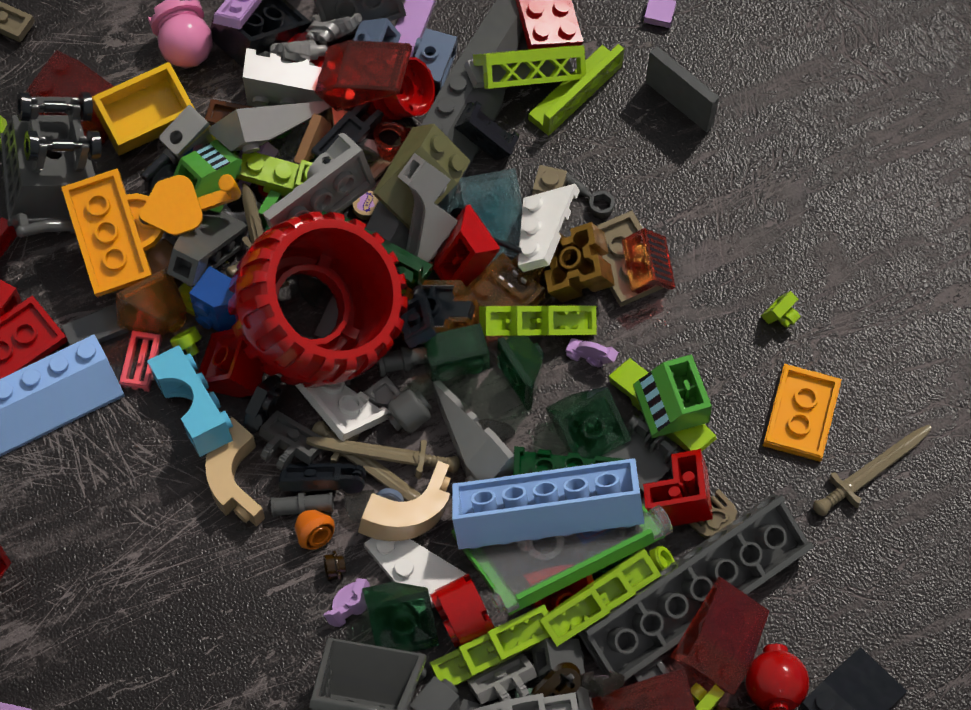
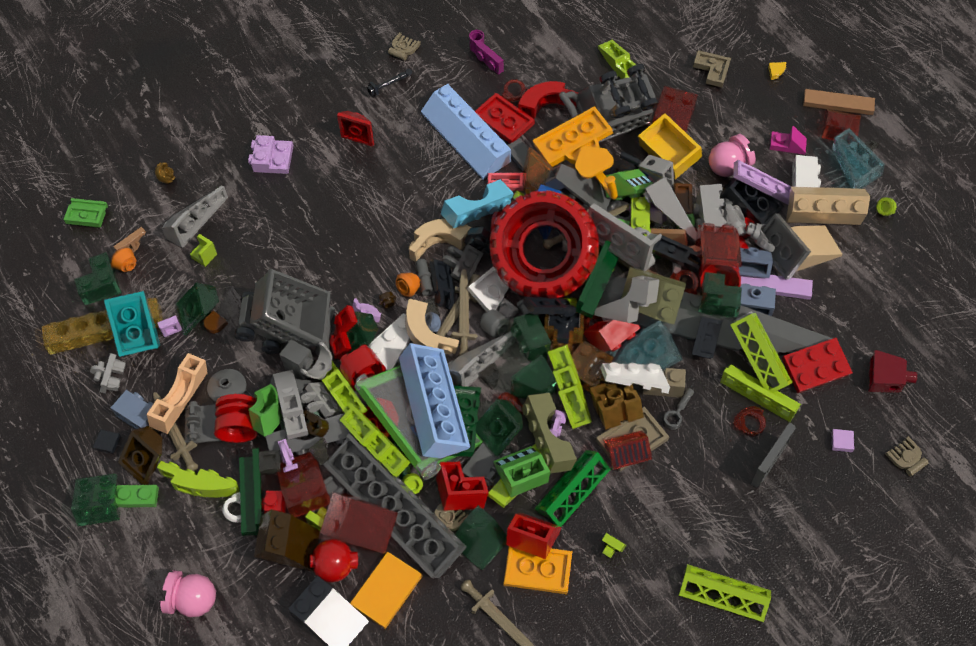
camera: 85 degrees right, 5 degrees down
(376, 630) = (344, 322): none -> red tile
(443, 92) = (719, 298): none -> clear green brick
(449, 668) = (322, 365): none -> light grey helmet
(538, 409) = (513, 399): none -> clear red arm
(577, 369) = (555, 452): none -> olive arch
(614, 123) = (739, 421): none -> clear red piece
(682, 337) = (567, 485): none -> green fence
(751, 477) = (481, 536): none -> clear green slope
(761, 403) = (532, 535): none -> red slope
(817, 617) = (386, 590): none -> light orange tile
(851, 185) = (728, 585): none -> lime fence

